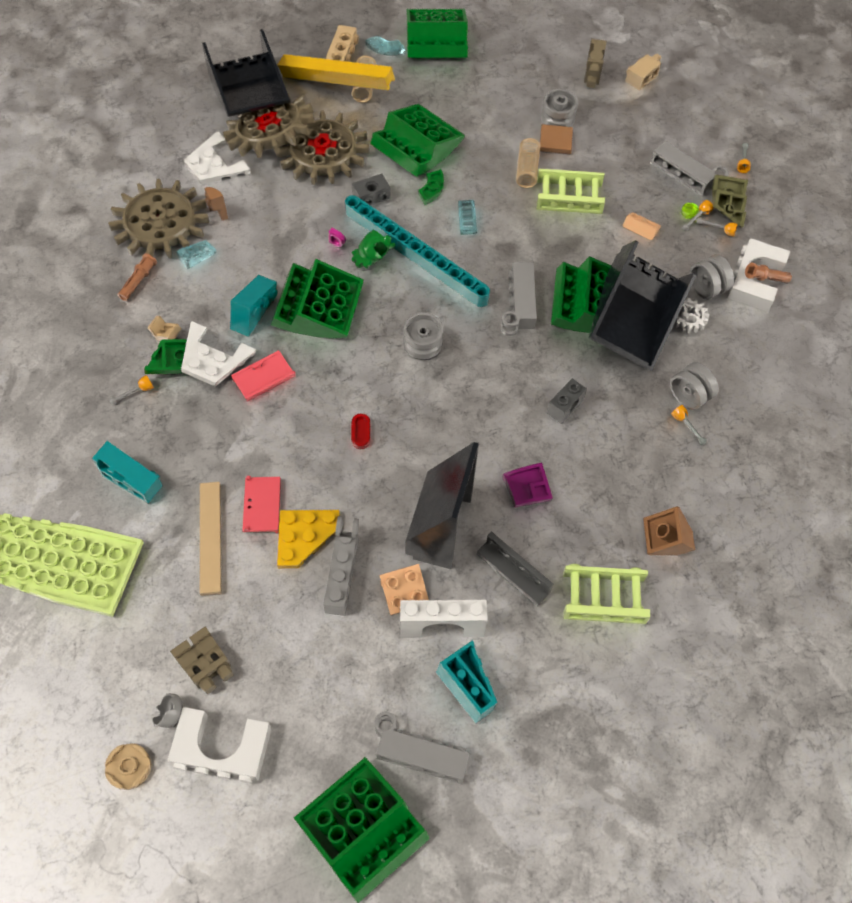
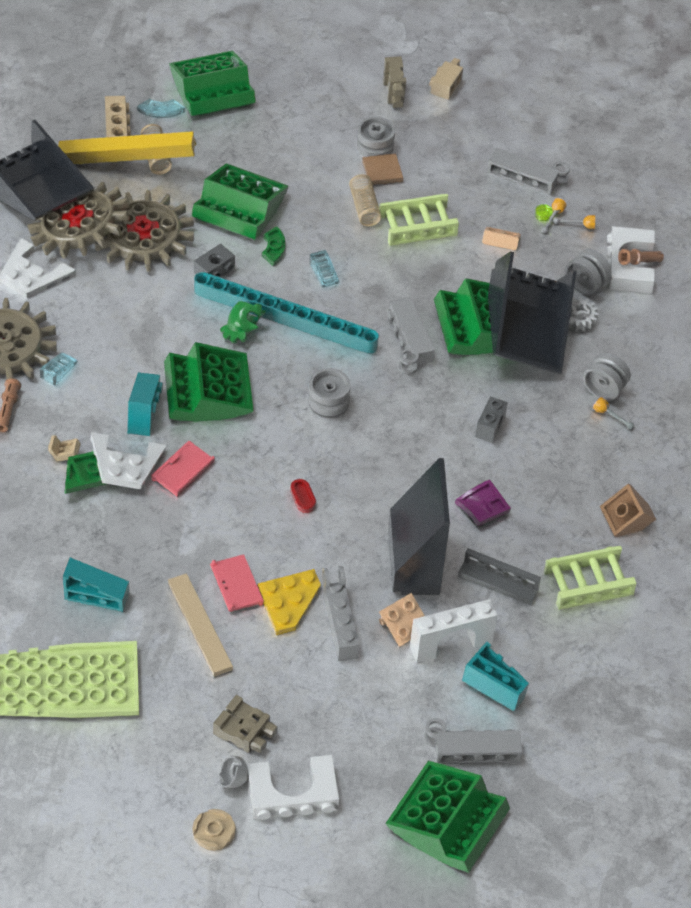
camera: 20 degrees left, 10 degrees down
(144, 384) = (68, 503): hinge -> none
(215, 201) = (59, 309): medium nougat slope -> none
(336, 237) = (199, 319): dark pink tile -> none
(730, 197) = (579, 191): olive slope -> none
(744, 162) = (580, 152): light orange hinge -> none

